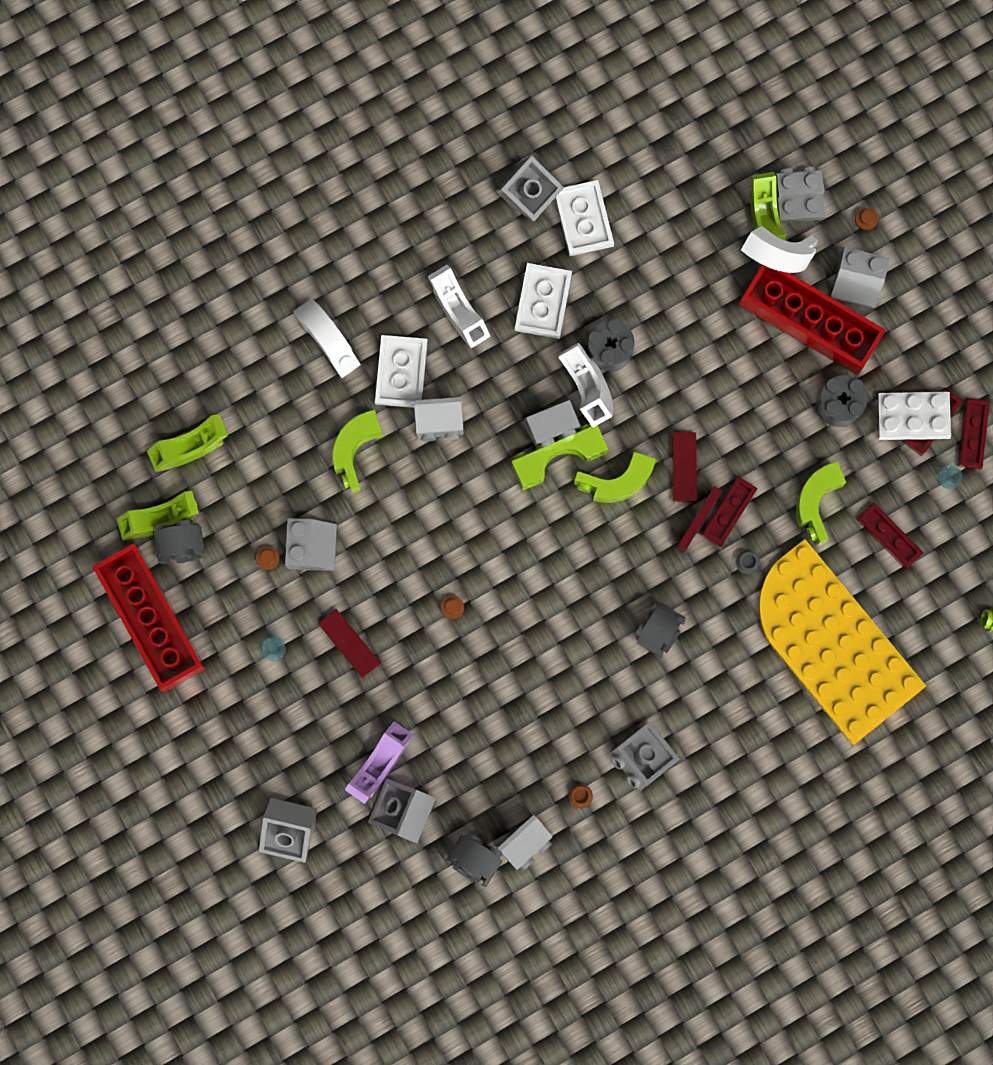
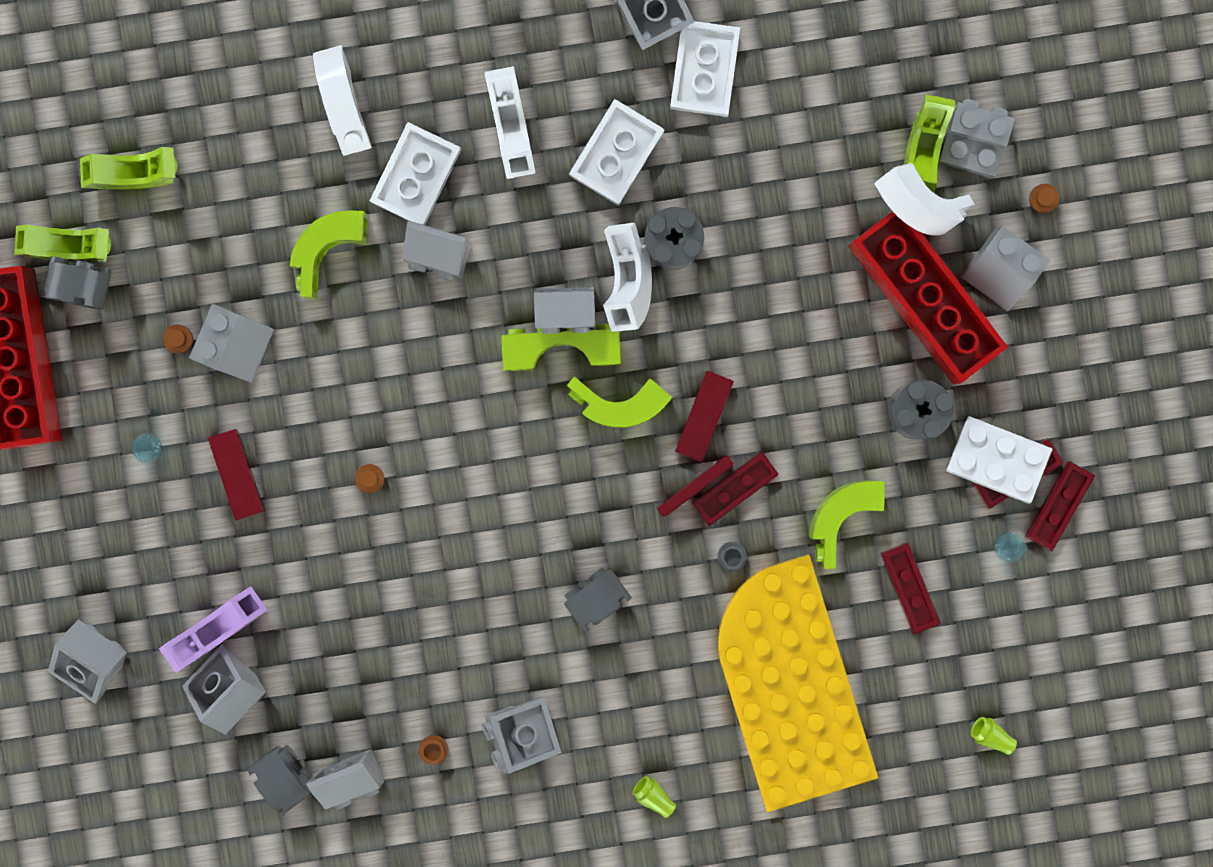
camera: 30 degrees right, 10 degrees up
(763, 766) = (652, 796): none -> lime cone

